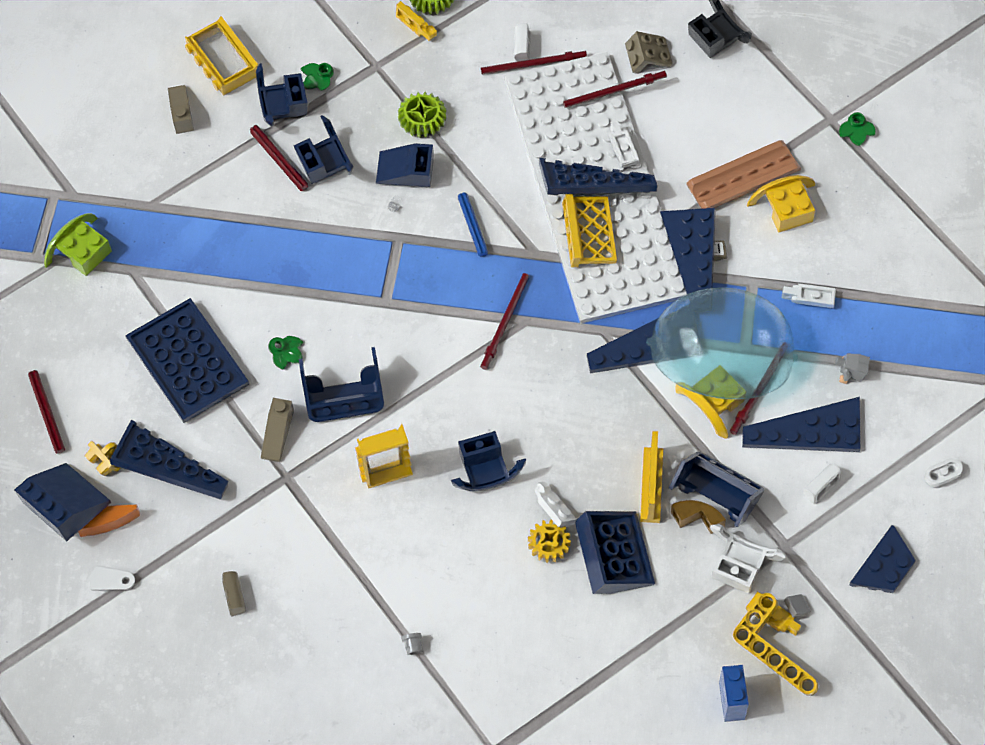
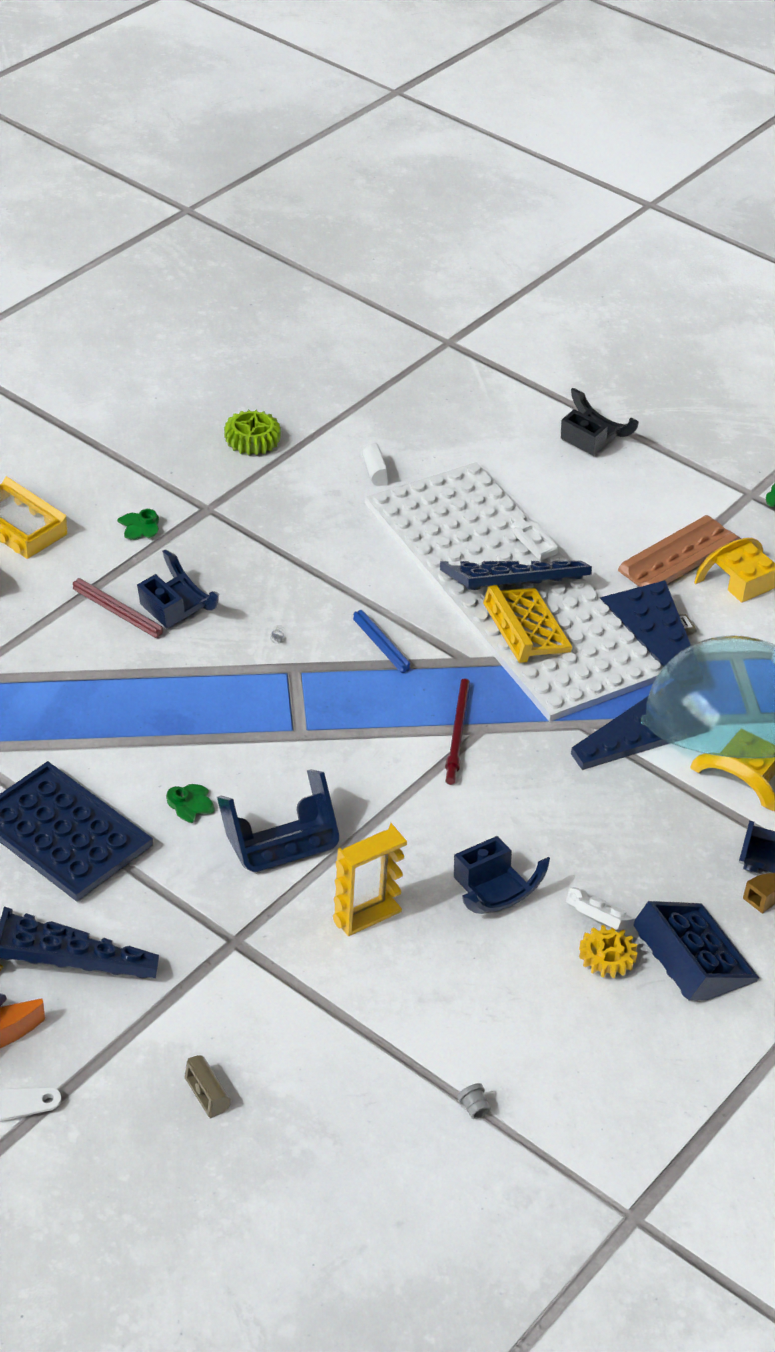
camera: 20 degrees left, 20 degrees down
(277, 429) = (207, 886): dark tan slope -> none
(282, 99) = (111, 549): dark blue piece -> none
(406, 165) = (281, 592): dark blue slope -> none
(411, 117) = (281, 543): lime gear -> none
(414, 22) = (241, 460): yellow hinge -> none
(534, 62) = (433, 470): dark red bar -> none
(647, 49) = (517, 454): dark tan bracket -> none
(647, 79) = (534, 478): dark red bar -> none
(652, 482) = (710, 860): yellow fence -> none

